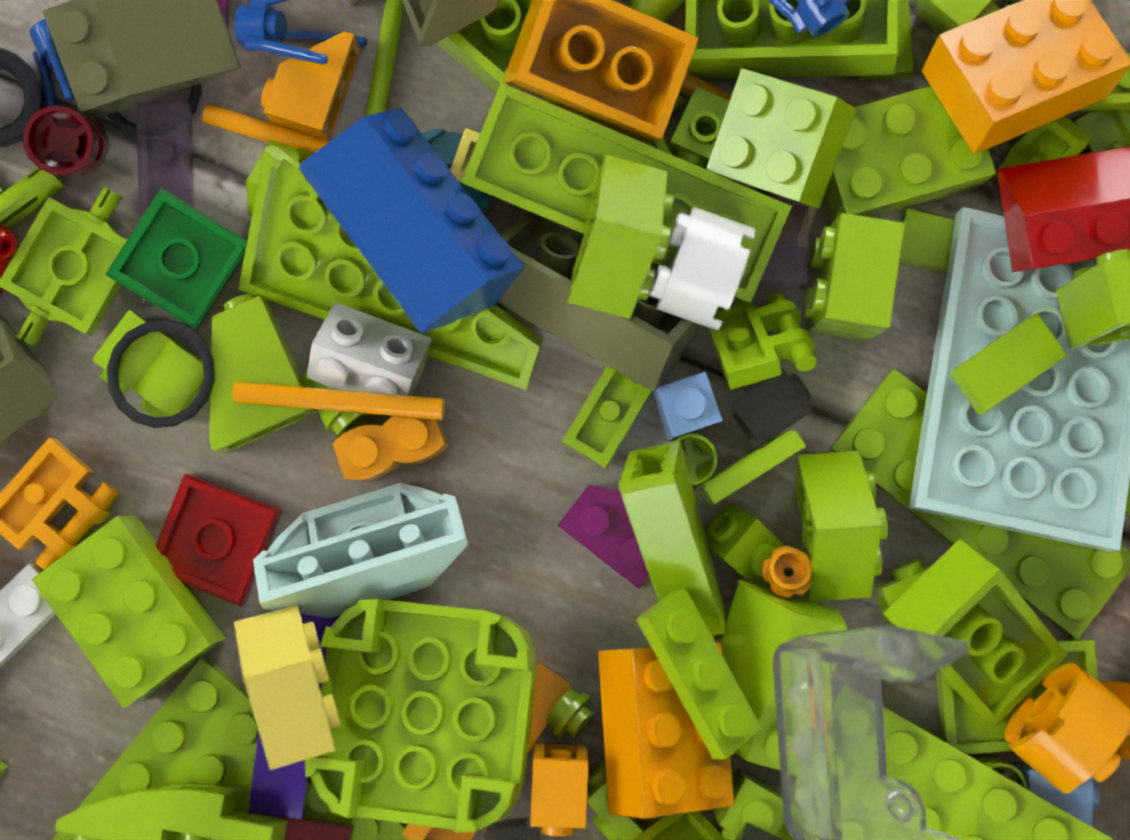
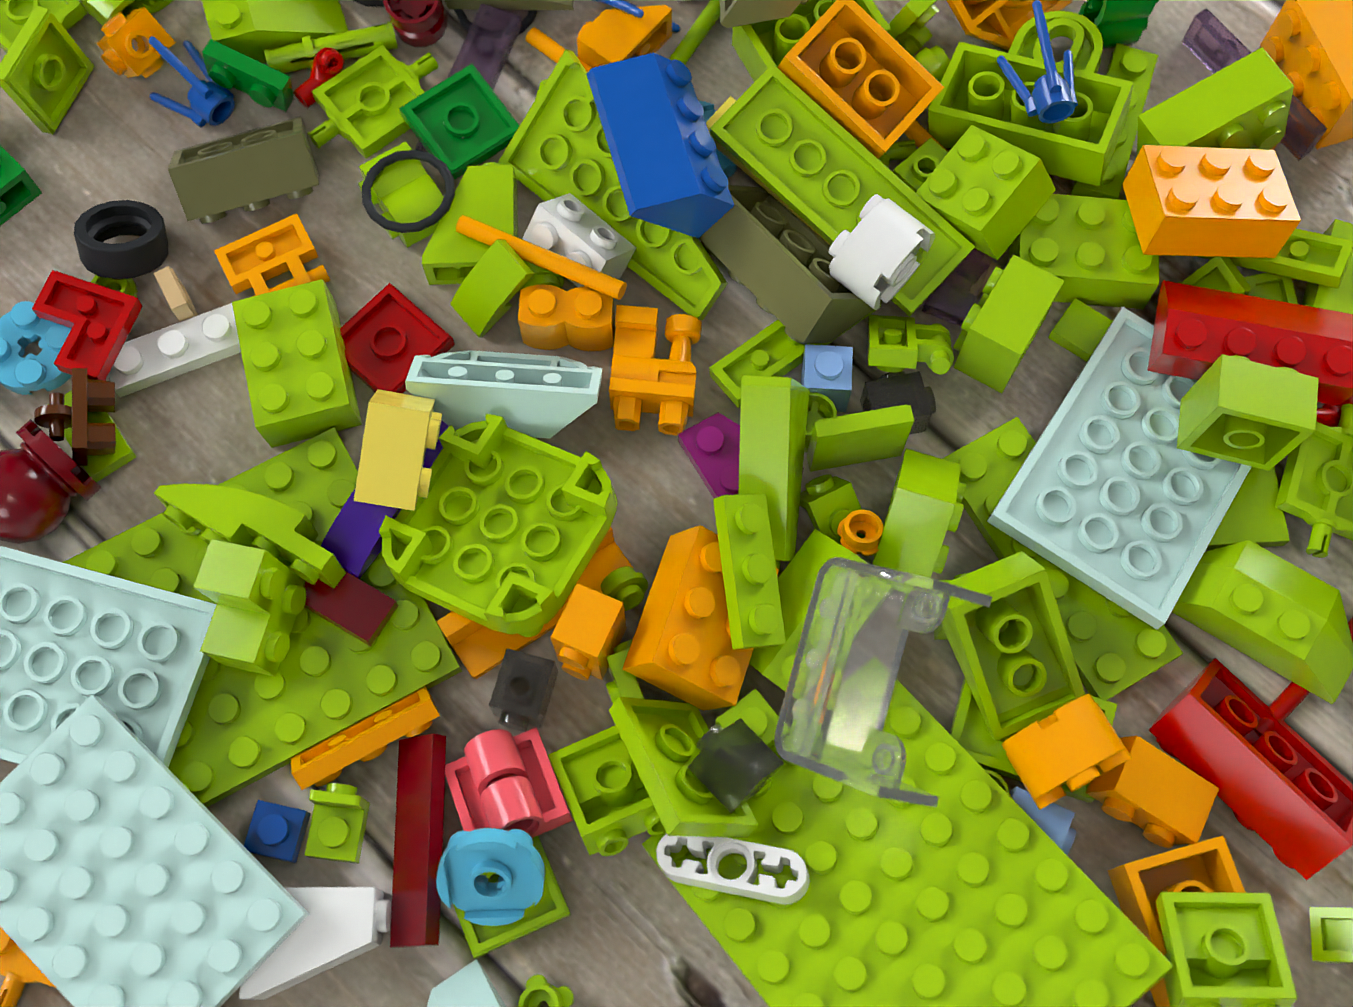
camera: 25 degrees right, 15 degrees down
(299, 446) = (490, 287): none -> lime slope
(506, 479) = (651, 383): none -> light orange hips
(621, 237) = (823, 194): lime brick -> none
(1007, 364) = (1116, 433): lime tile -> none

